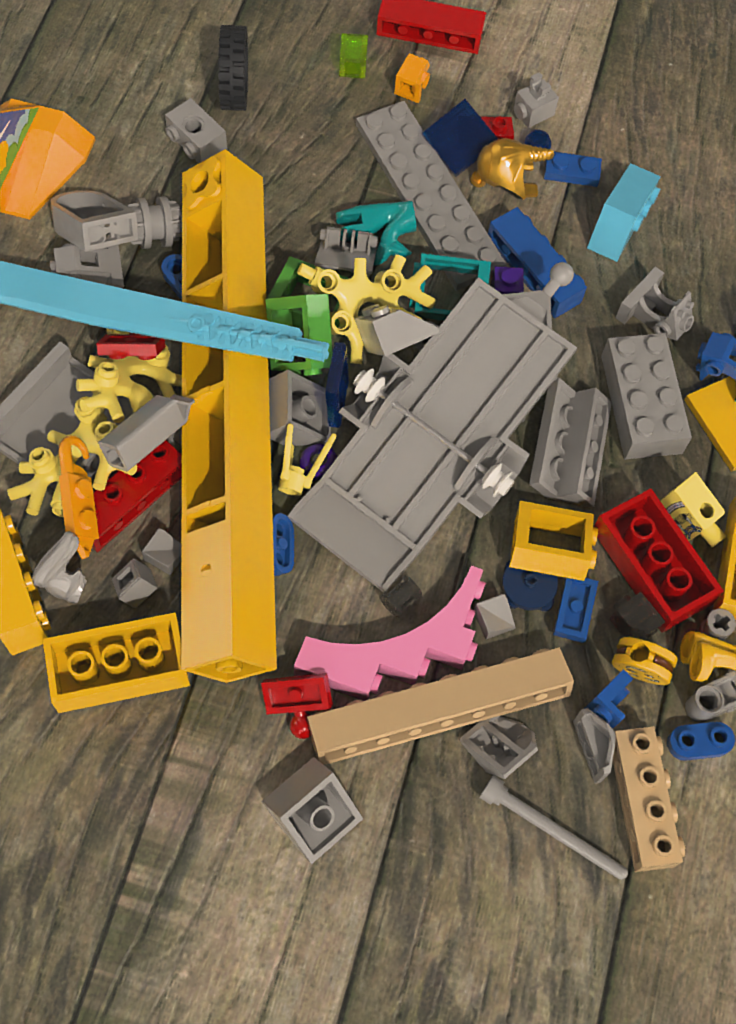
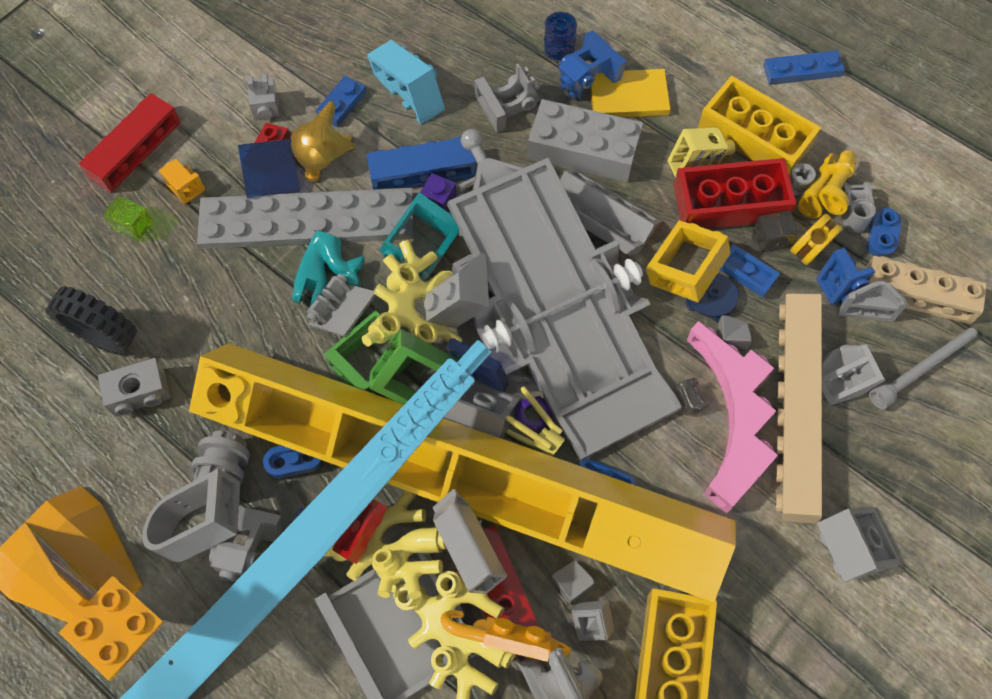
camera: 60 degrees left, 0 degrees up
(297, 695) = (759, 516): red plate -> none
(539, 139) = (302, 109): clear blue plate -> none

